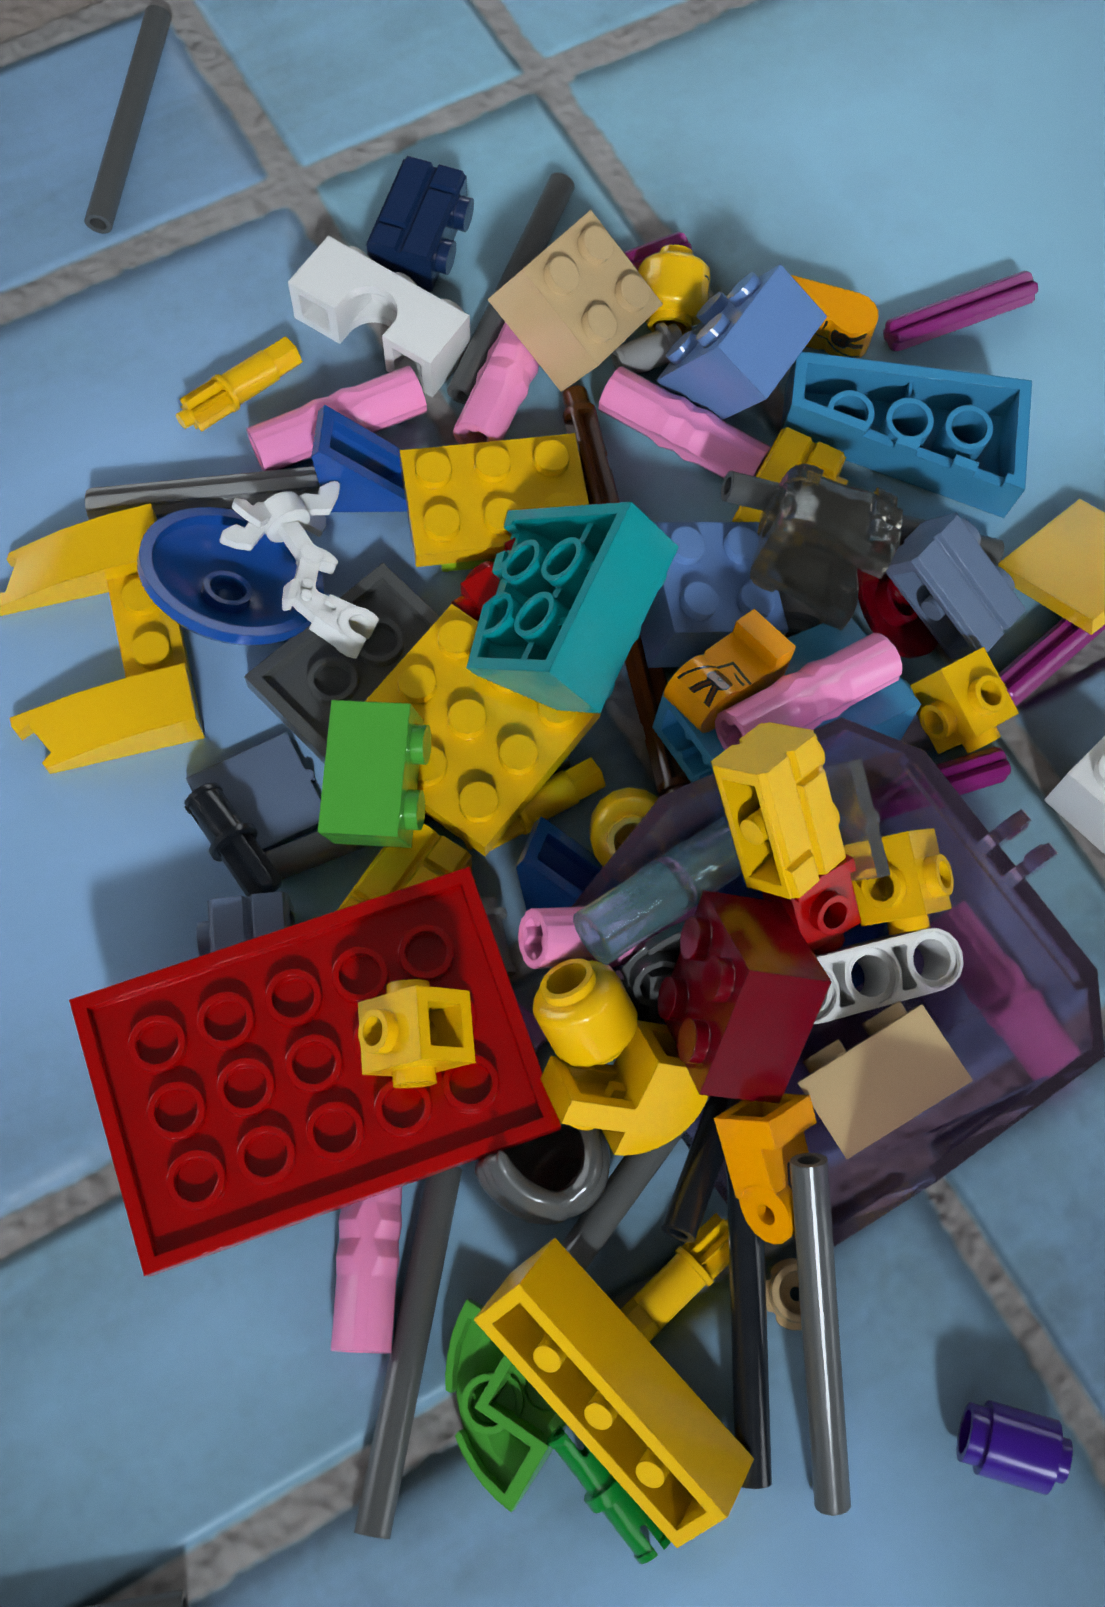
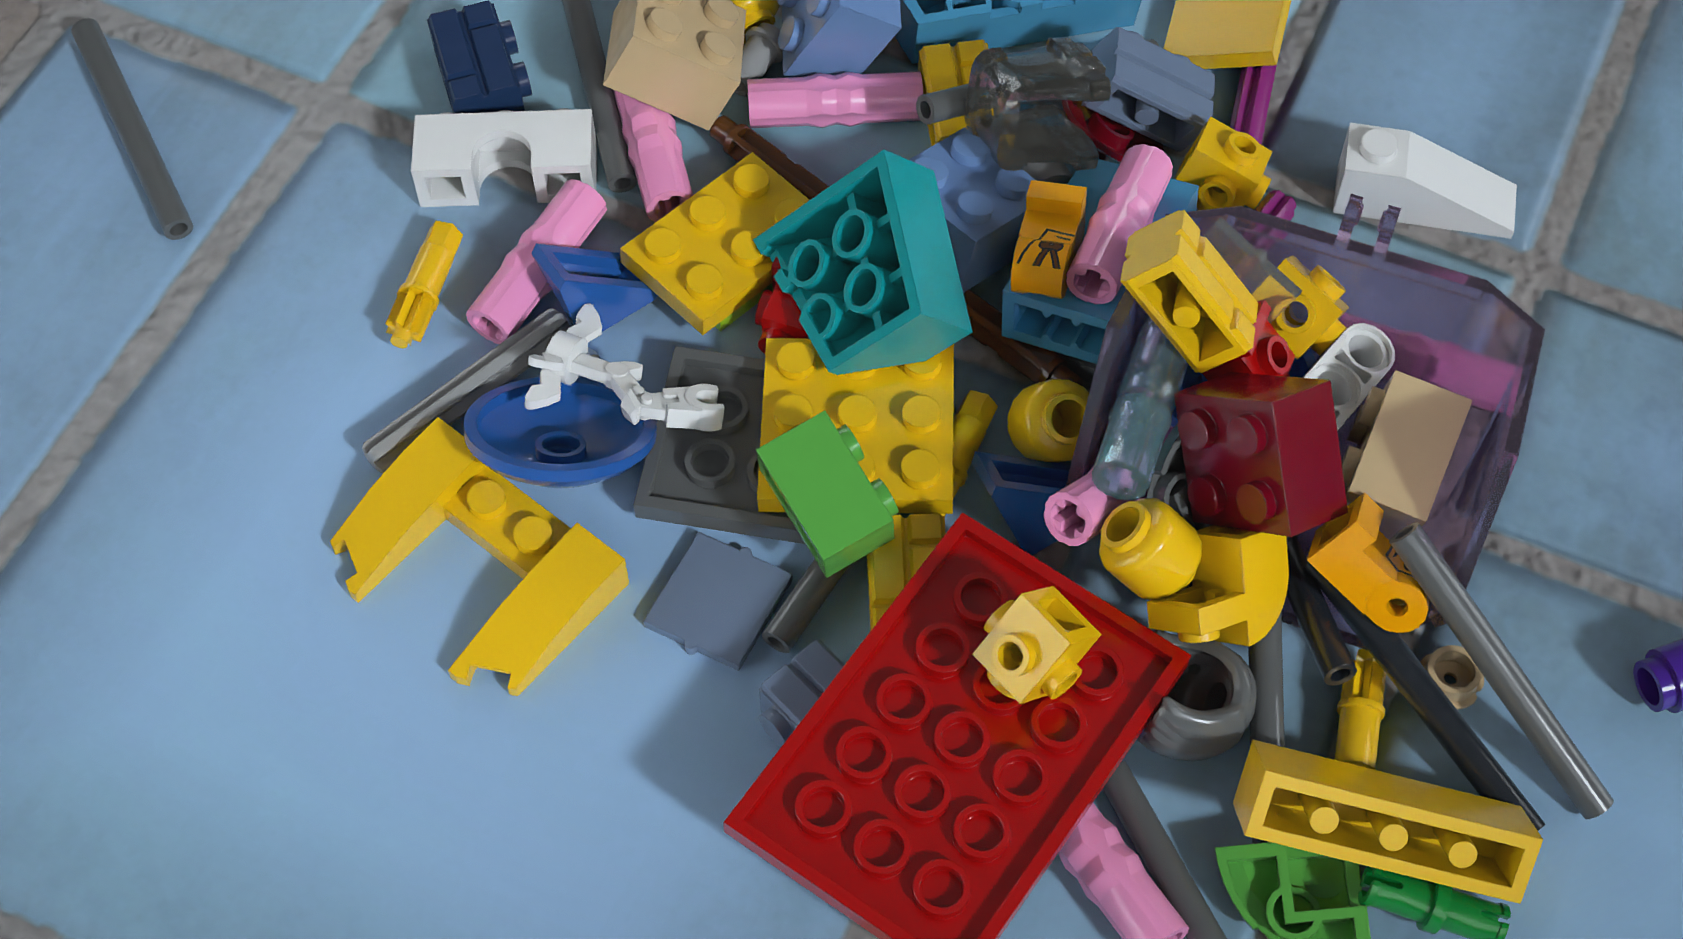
camera: 30 degrees left, 10 degrees down
(232, 840) = (732, 635): black axle -> none

